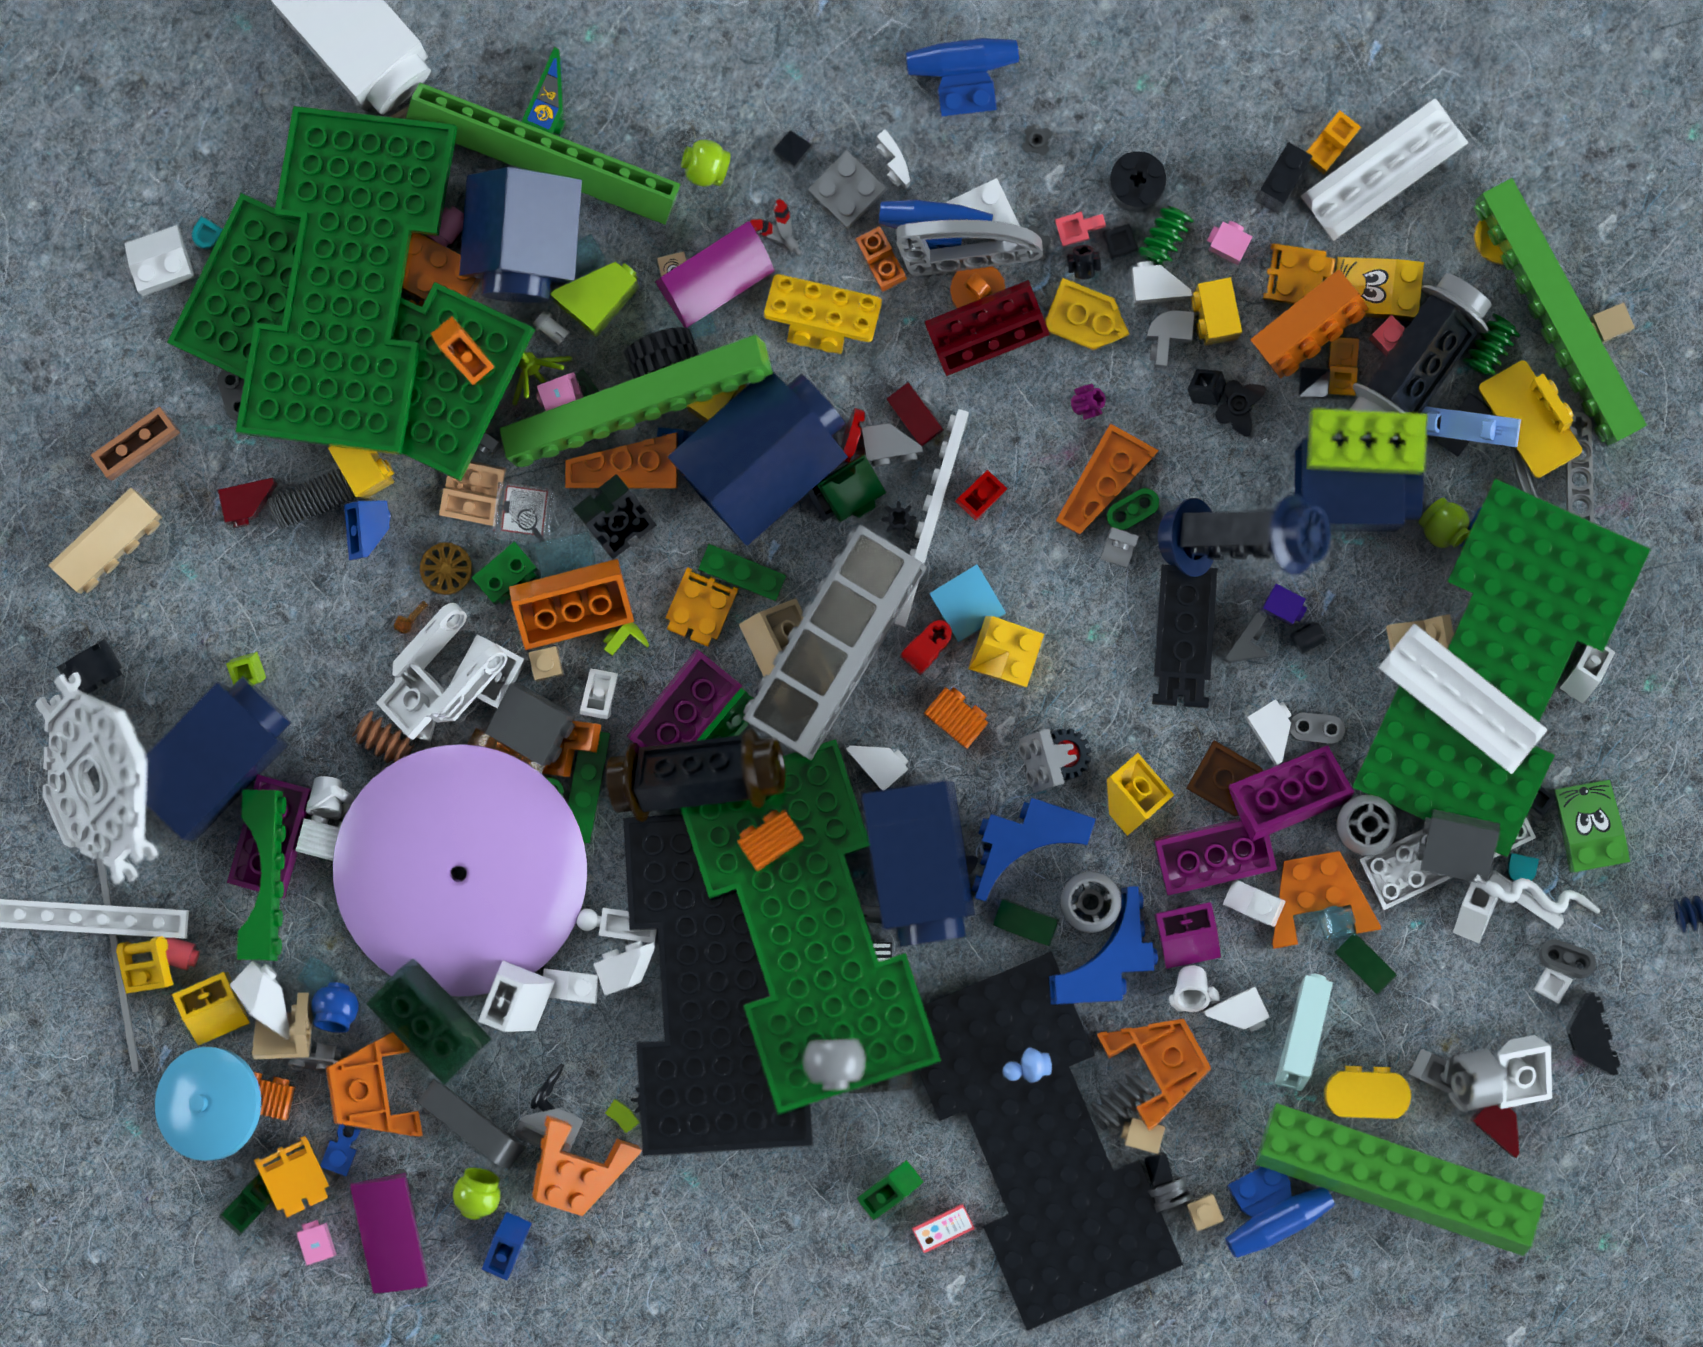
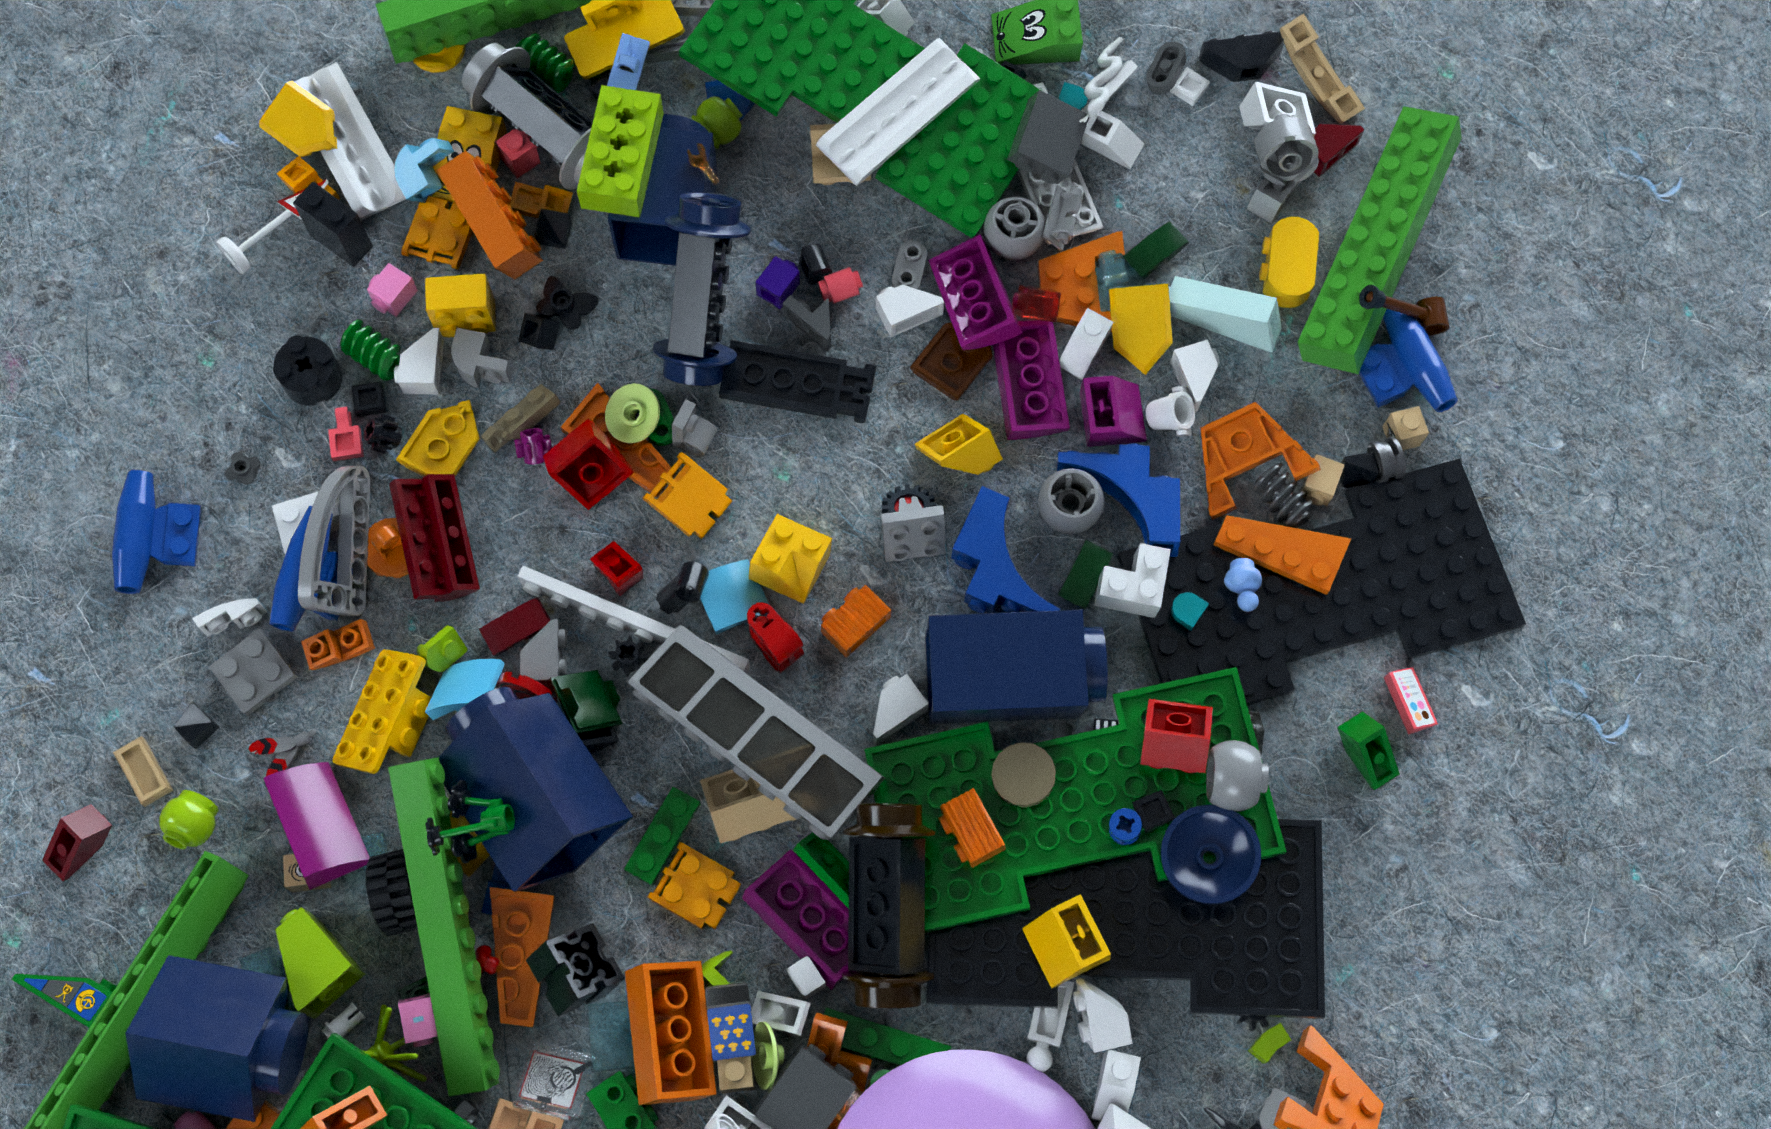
camera: 90 degrees left, 15 degrees down
(562, 687) = (768, 1055): none -> yellowish green dish
(585, 653) = (730, 1021): none -> piece
(611, 442) = (487, 962): none -> red arm
(631, 712) = (806, 977): none -> white slope
(678, 71) = (76, 841): none -> dark red slope
(682, 931) = (1066, 941): none -> yellow slope
(719, 432) = (497, 820): none -> plant
(747, 112) = (143, 771): none -> tan tile
(763, 1024) = (1216, 832): none -> dark blue dish
(786, 976) = (1123, 832): none -> blue wheel
(801, 996) = (1153, 811): none -> black tile
(823, 880) = (1023, 774): none -> dark tan tile
(849, 380) = (463, 684): none -> medium azure slope
(869, 1010) = (1177, 736): none -> red slope
(884, 352) = (442, 649): none -> lime plate
(963, 560) = (684, 588): none -> black piece
(1000, 1018) = (1188, 609): none -> teal tile
(1009, 971) = (1135, 590): none -> white brick
(1055, 552) = (689, 497): none -> light orange plate
(1067, 1106) = (1289, 551): none -> orange wing
(1074, 454) = (587, 464): none -> red slope
(1116, 385) = (522, 416): none -> dark tan hinge
(1124, 478) = (622, 409): none -> yellowish green dish
(1281, 954) = (1141, 323): none -> yellow tile
(1285, 852) = (1036, 303): none -> clear red brick
(1288, 664) = (840, 285): none -> coral brick
(1307, 138) = (235, 254): none -> white piece
(1327, 1231) = (1429, 311): none -> reddish brown piece
(1352, 244) = (415, 168): none -> medium azure brick
(1367, 521) = (701, 161): none -> clear orange hand
(1371, 866) = (1060, 221): none -> light grey hinge
(1394, 123) = (300, 121): none -> yellow tile
(1581, 1112) = (1317, 72): none -> tan slope

